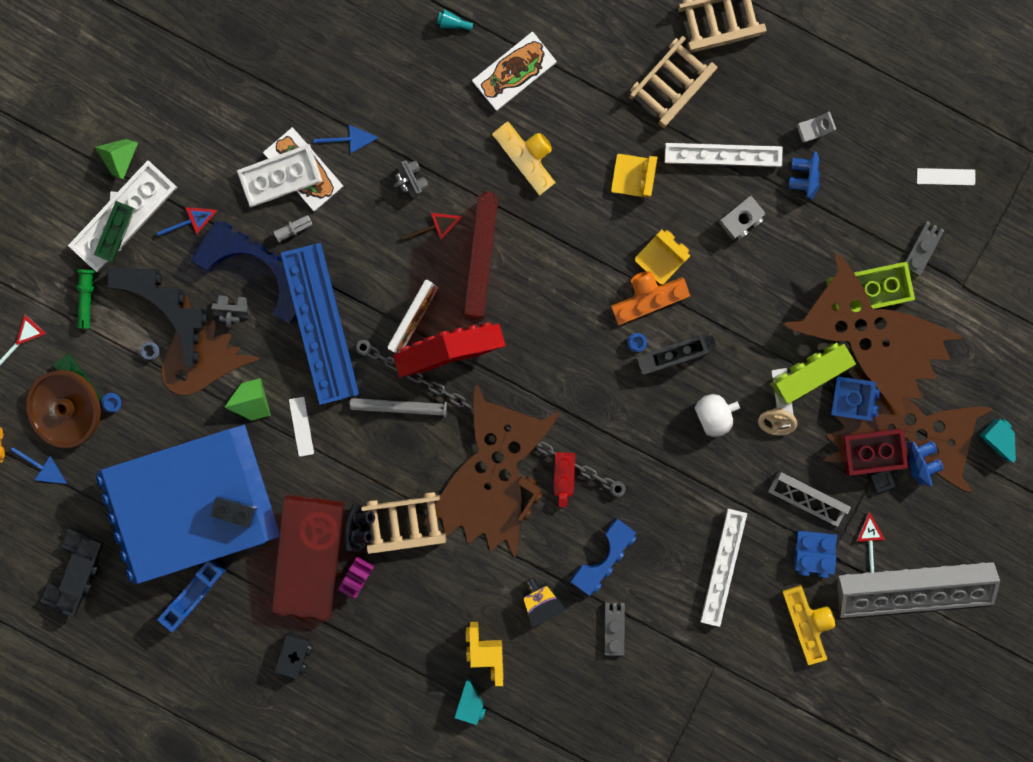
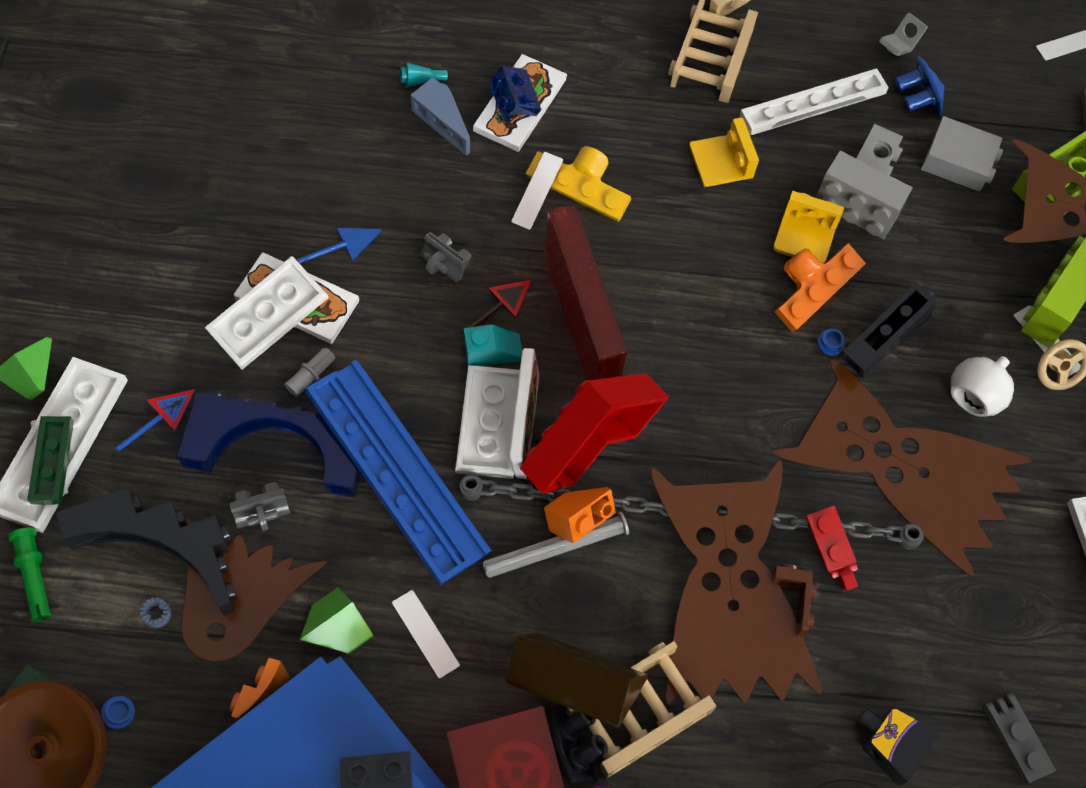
camera: 25 degrees left, 25 degrees down
(195, 427) = (268, 680): none -> orange slope
(372, 492) = (574, 678): none -> dark brown slope
(391, 306) = (487, 422): none -> white tile
(415, 258) = (491, 346): none -> teal slope
(419, 394) = (579, 512): none -> orange slope
(453, 57) = (437, 107): none -> sand blue slope
(493, 151) = (537, 190): none -> white sticker
(510, 67) = (514, 92): none -> clear blue bracket
(589, 576) = (951, 600): blue arch -> none
(674, 456) = (959, 468): none -> reddish brown piece
(710, 249) = (866, 193): none -> light grey brick
(804, 240) = (963, 154): none -> light grey brick

